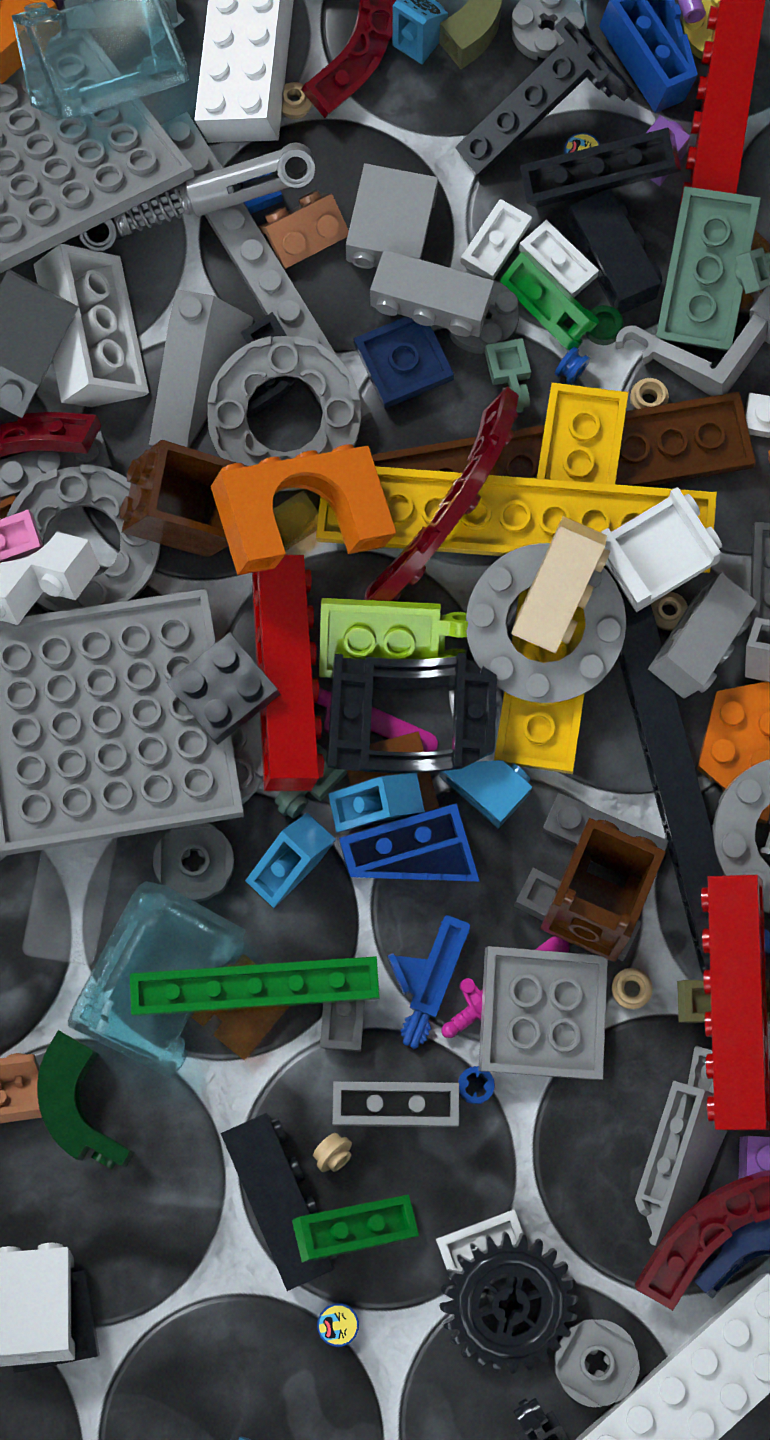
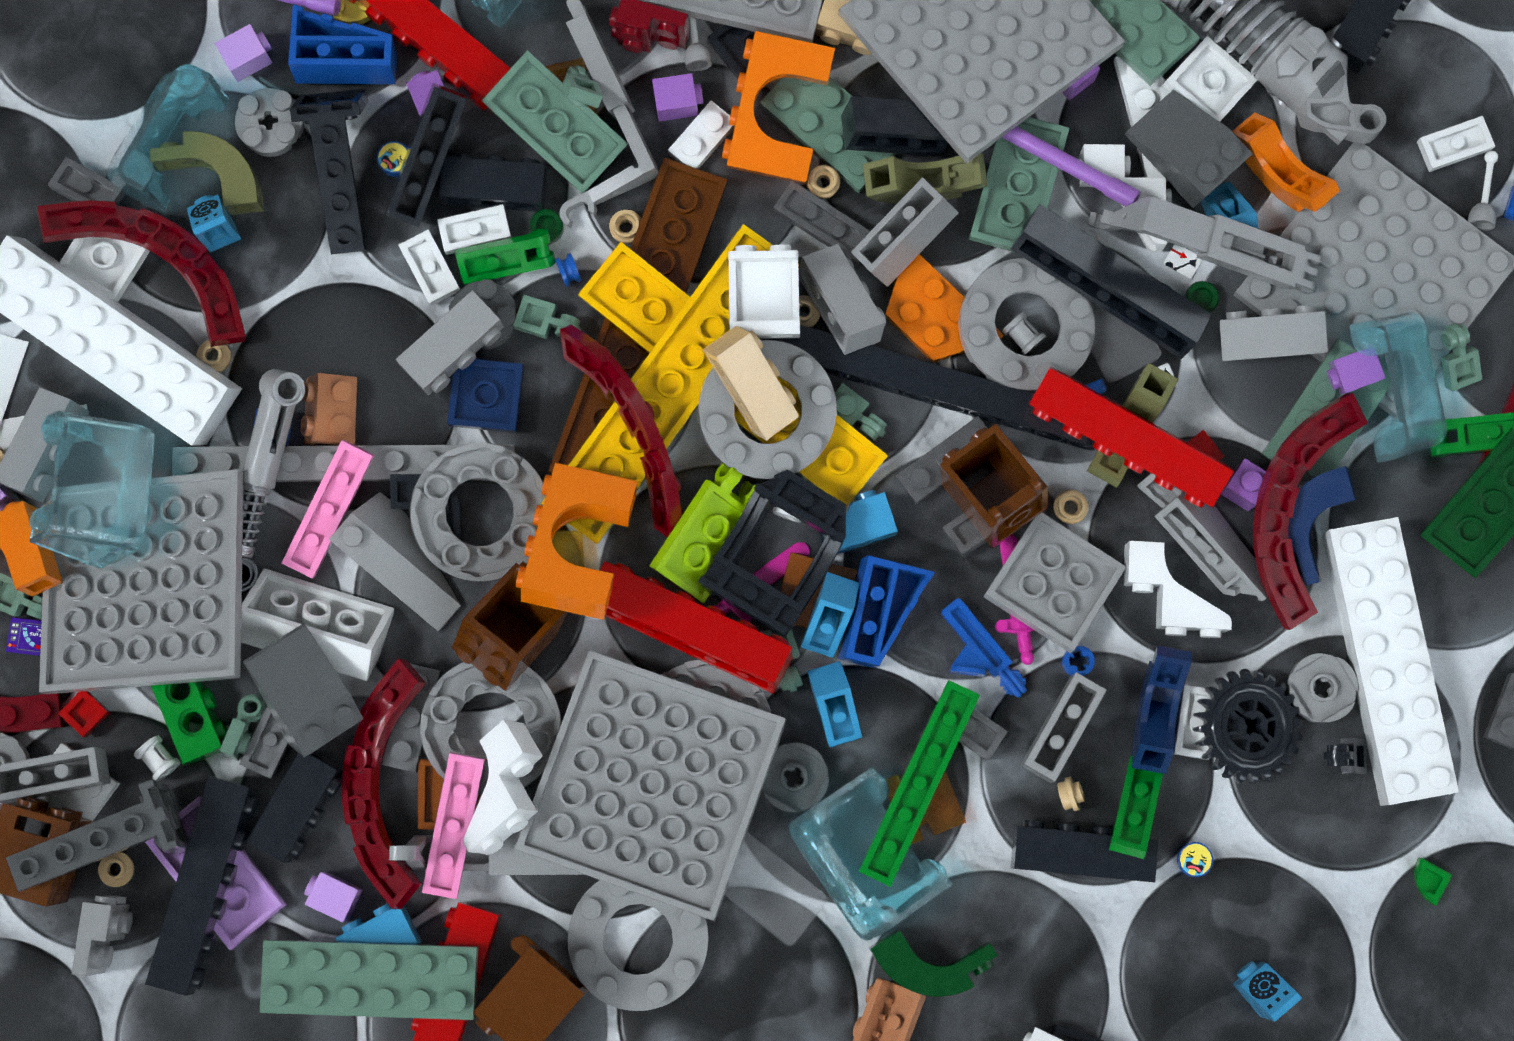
camera: 60 degrees left, 5 degrees up
(208, 275) = (328, 508): none -> bright pink plate
(223, 688) = (681, 680): black plate -> none
(390, 215) = (363, 337): light grey panel -> none
(472, 1196) = (1158, 709): none -> dark blue arch
(592, 1157) = (1176, 606): none -> white arch
(598, 711) = (852, 406): none -> sand green plate

